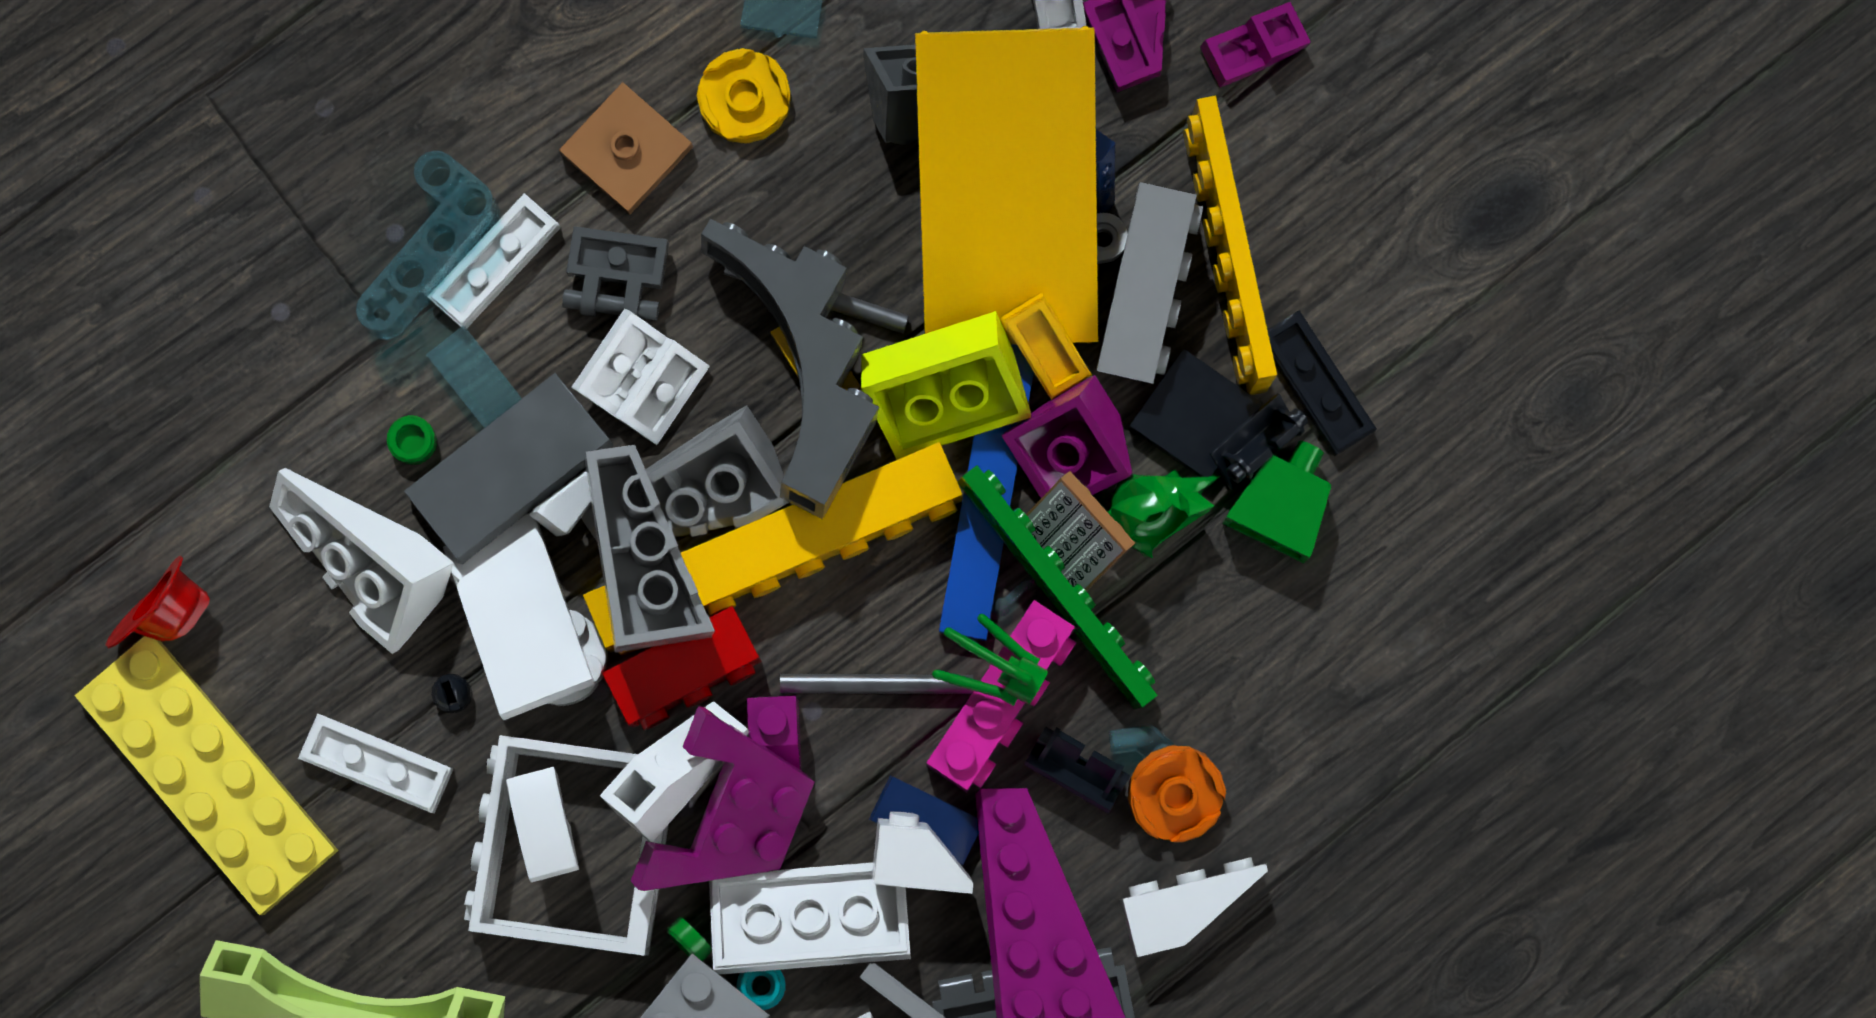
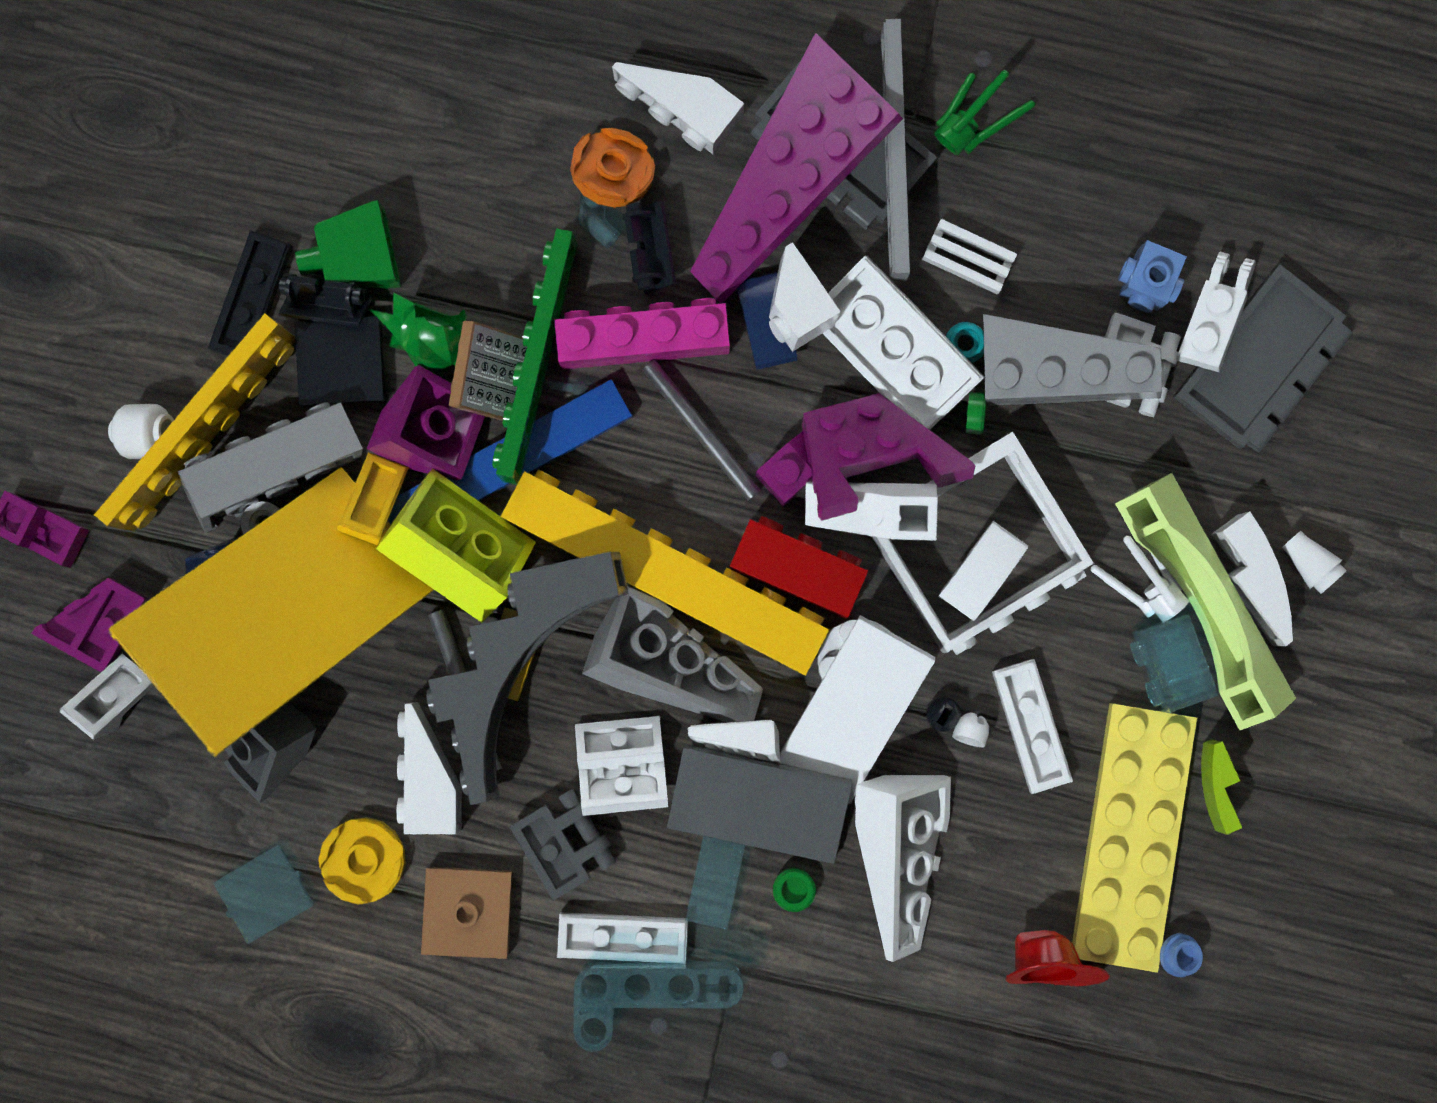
camera: 130 degrees left, 5 degrees up
(71, 727) = (1181, 955): none -> medium blue plate
(192, 888) = (1217, 774): none -> lime slope
(322, 932) = (1173, 664): none -> clear light blue brick
(389, 974) = (1163, 594): none -> white plant
(416, 706) = (972, 730): none -> white hinge
(642, 569) = (755, 645): light grey wedge -> none
(760, 203) = (430, 786): none -> white slope
(1020, 677) = (620, 324): green plant -> none
(1269, 196) = (137, 428): none -> white head

